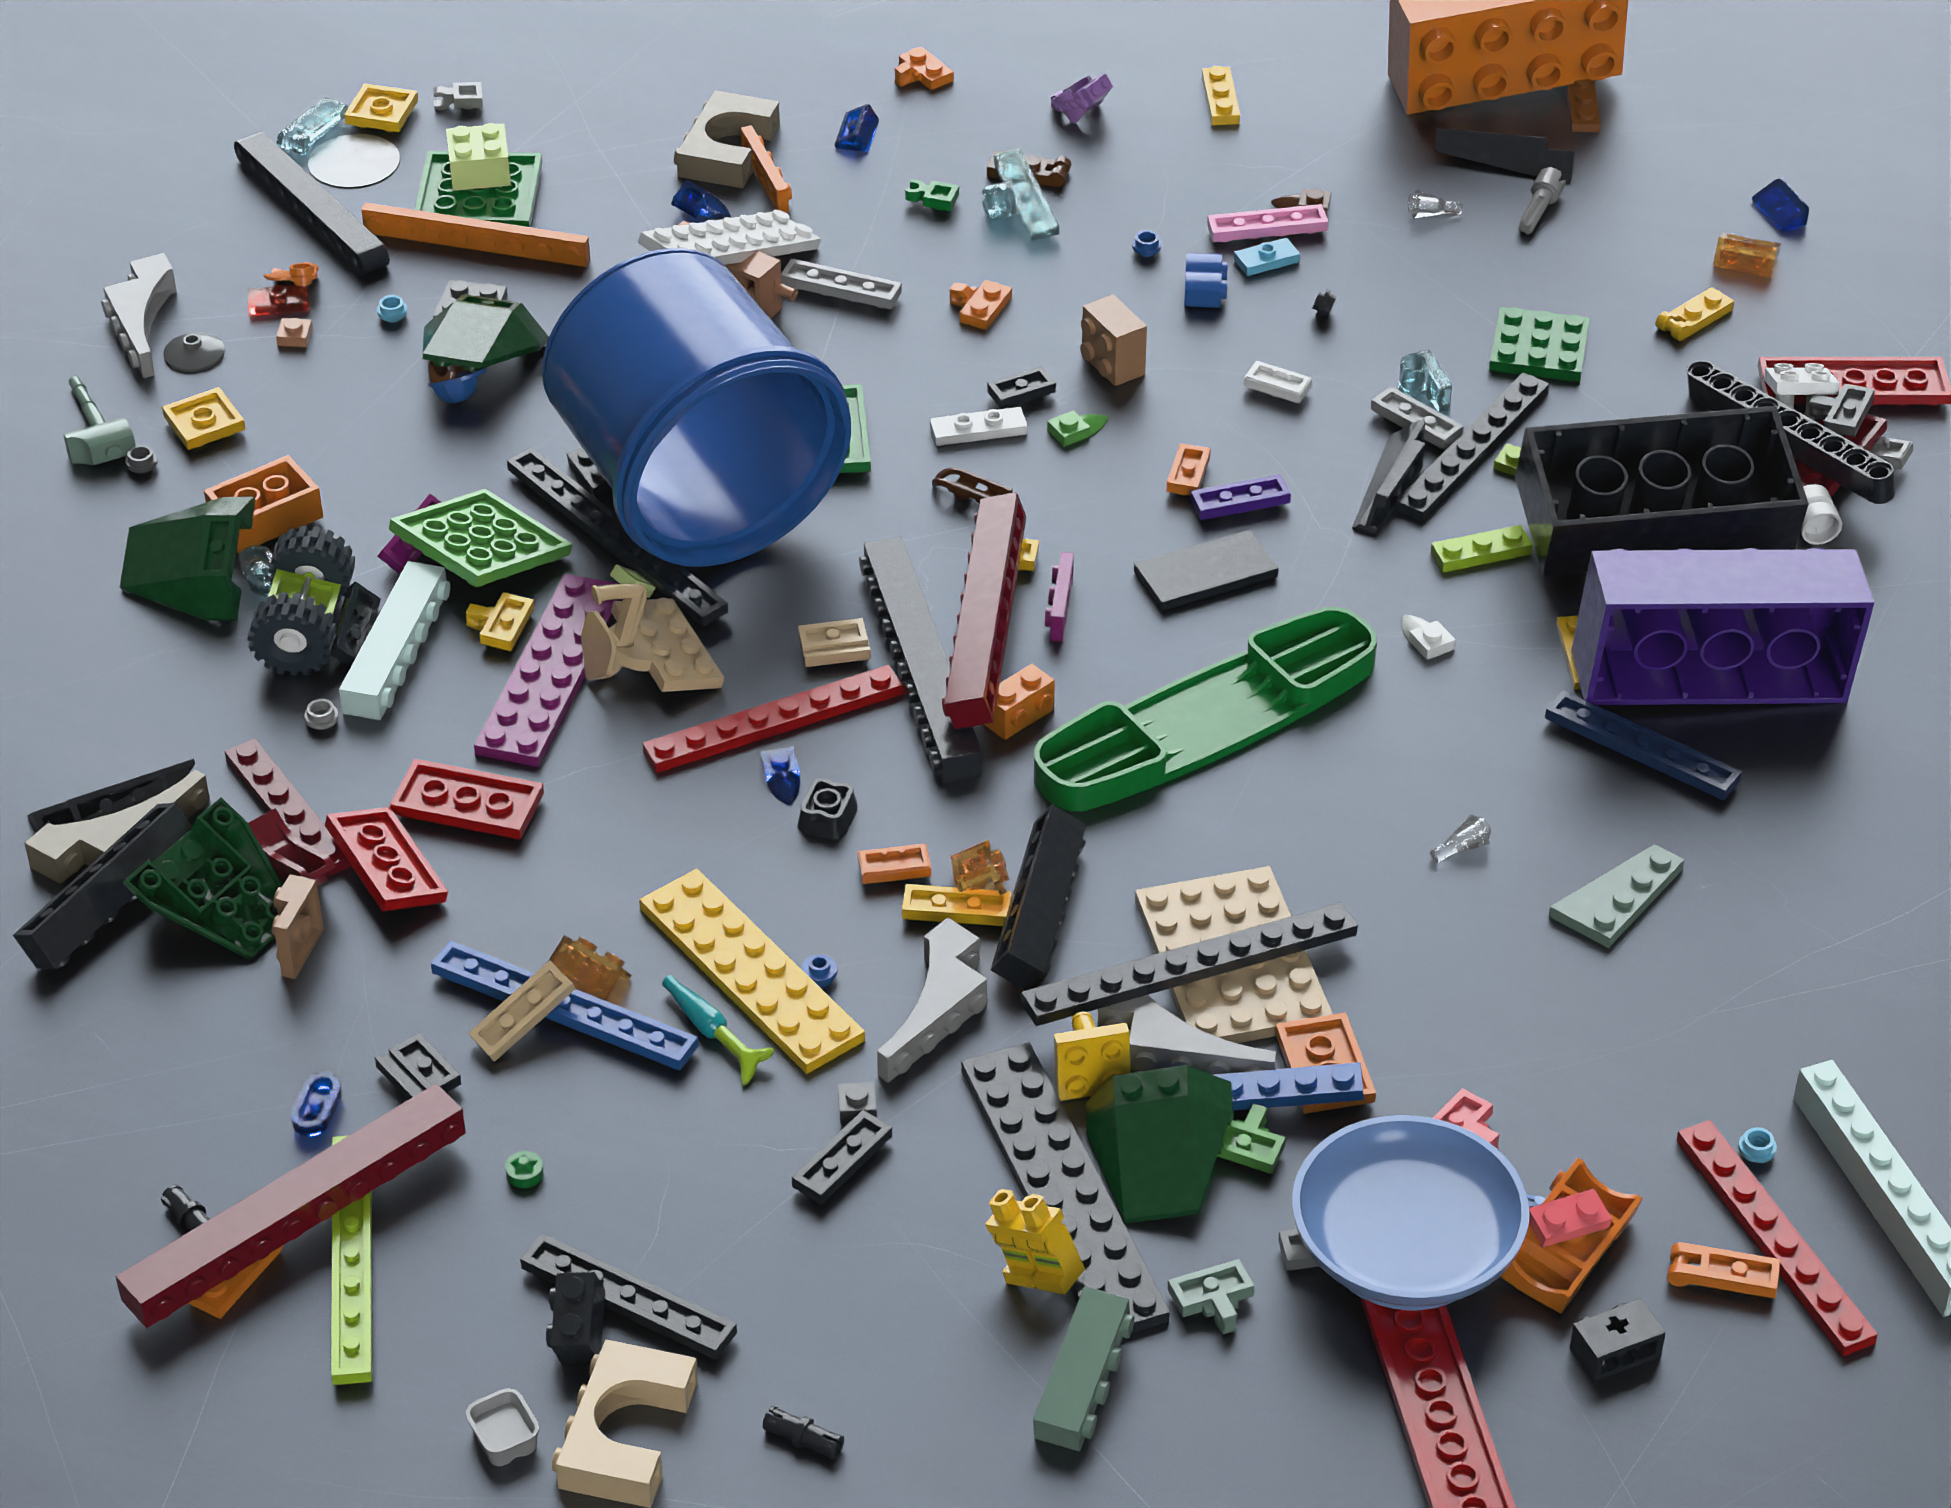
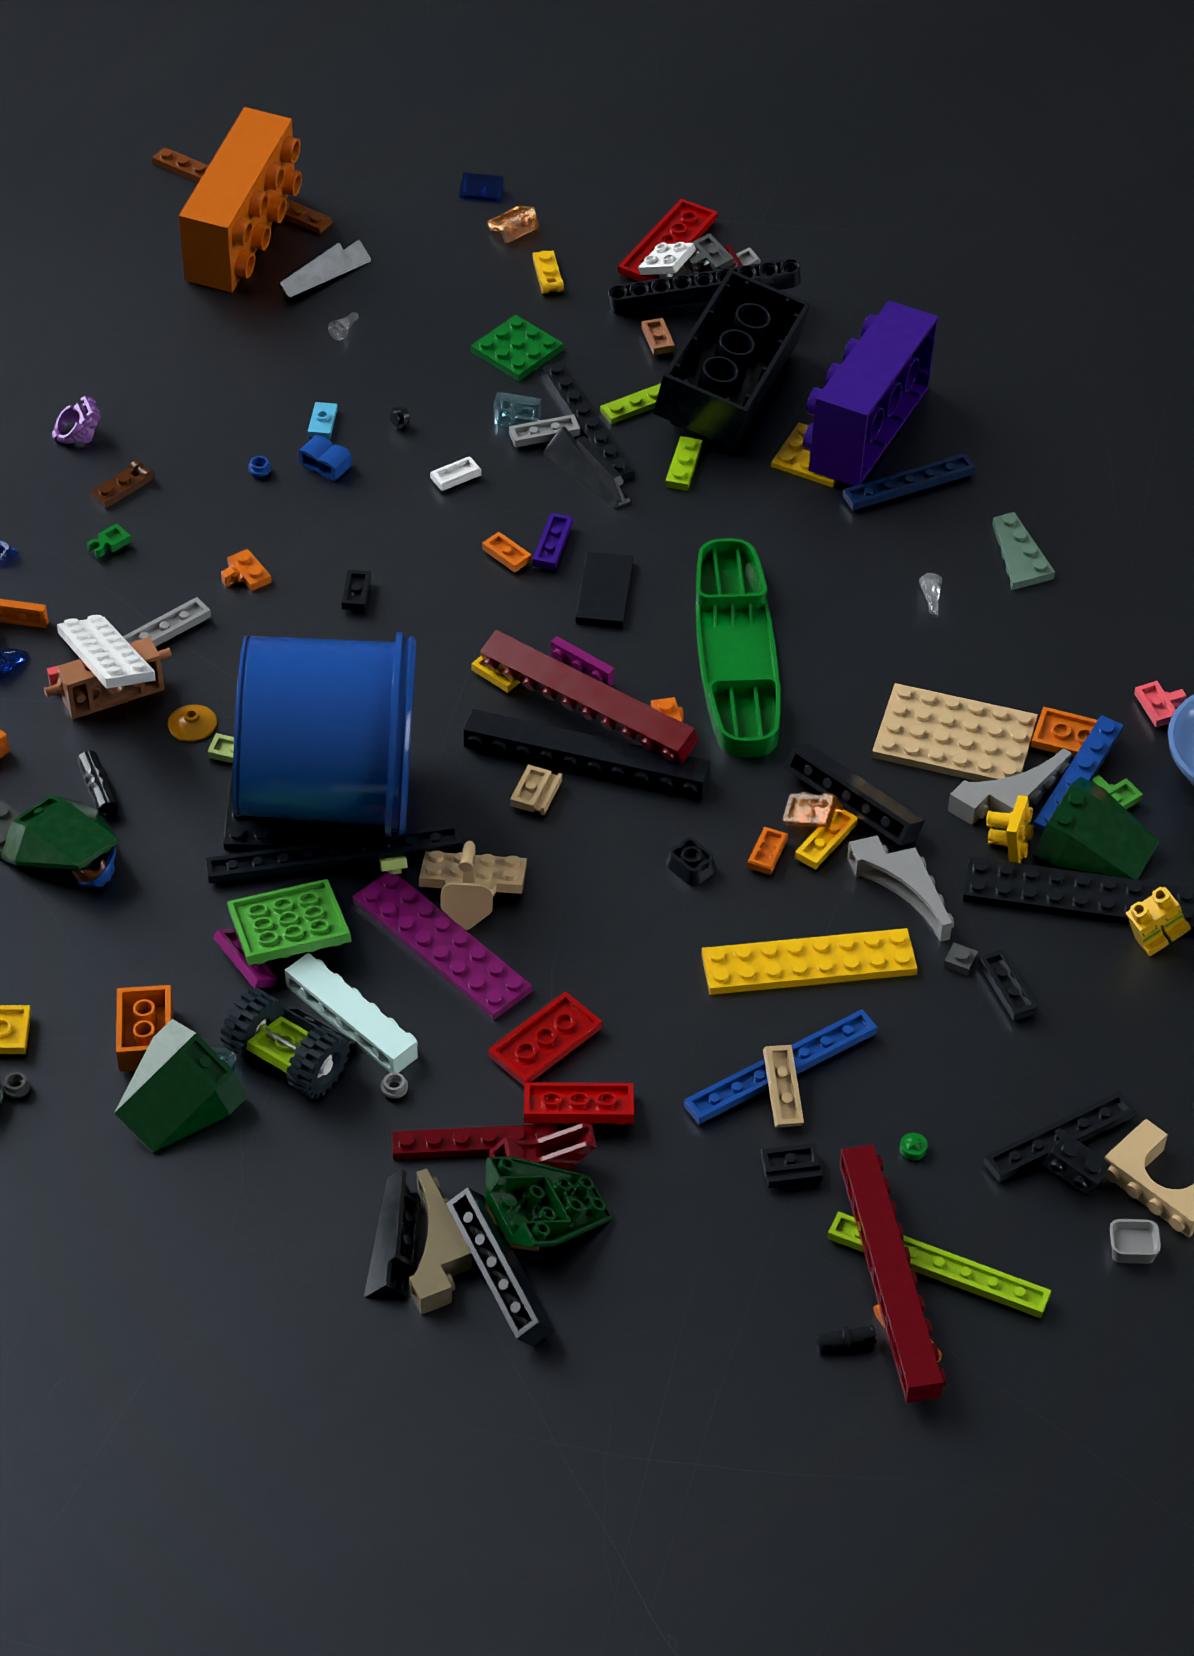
camera: 60 degrees left, 5 degrees up
(297, 923) = (618, 1172): medium nougat plate -> none
(312, 1110) = (787, 1233): clear blue plate -> none
(503, 623) = (375, 948): yellow hinge -> none
(588, 969) = (749, 1043): clear orange bracket -> none
(714, 1025) = (850, 998): piece -> none
(772, 718) = (581, 854): red plate -> none
(781, 773) = (636, 870): clear blue plate -> none
(820, 969) = (835, 926): blue plate -> none
(966, 485) = (433, 663): reddish brown piece -> none
(978, 426) = (377, 621): white plate -> none
(1019, 196) = (158, 499): clear light blue plate -> none
(1074, 427) = (413, 585): bright green plate -> none
(1113, 340) = (361, 522): medium nougat brick -> none
(1188, 964) = (967, 753): plate -> none
(1220, 96) = (132, 362): yellow plate -> none
(1267, 223) = (292, 403): bright pink plate -> none
(1306, 198) = (282, 378): plate -> none
(1427, 637) = (744, 524): white plate -> none
(1544, 191) = (378, 271): light grey piece -> none

